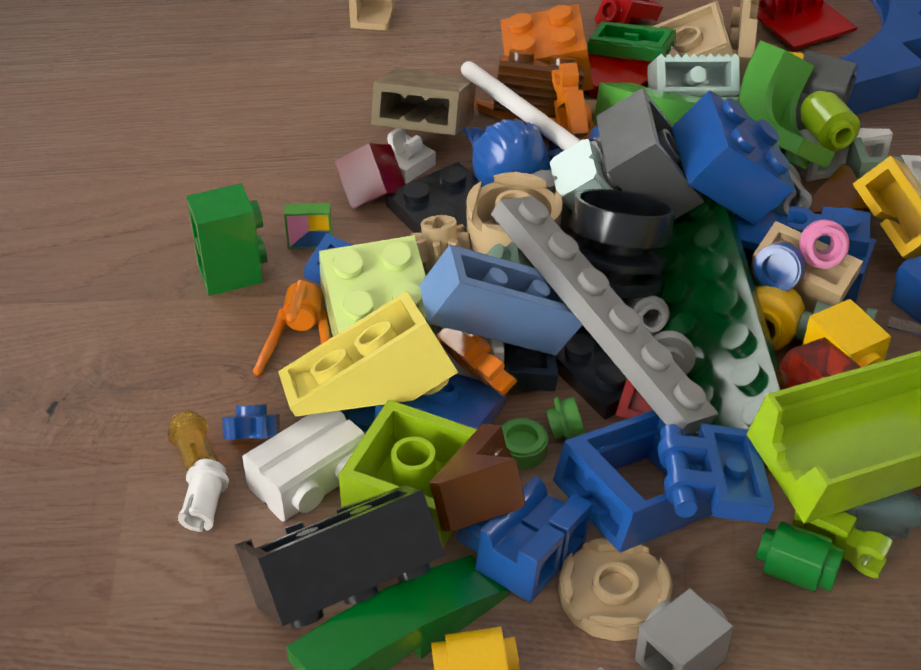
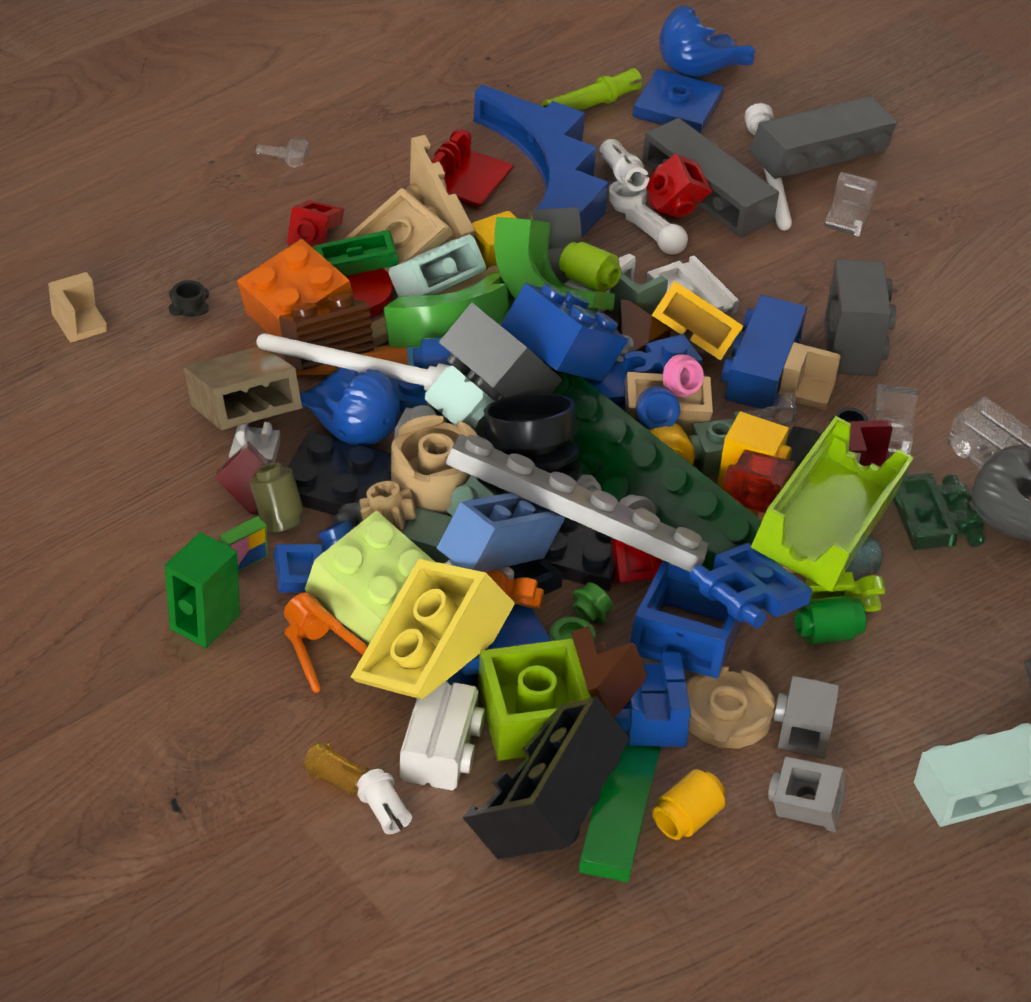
camera: 40 degrees left, 0 degrees up
(251, 422) = (373, 727): blue plate -> none
(367, 197) = (276, 497): none -> olive brick
(467, 27) = (188, 299): none -> pearl dark grey plate
(570, 107) = (377, 339): orange plate -> none

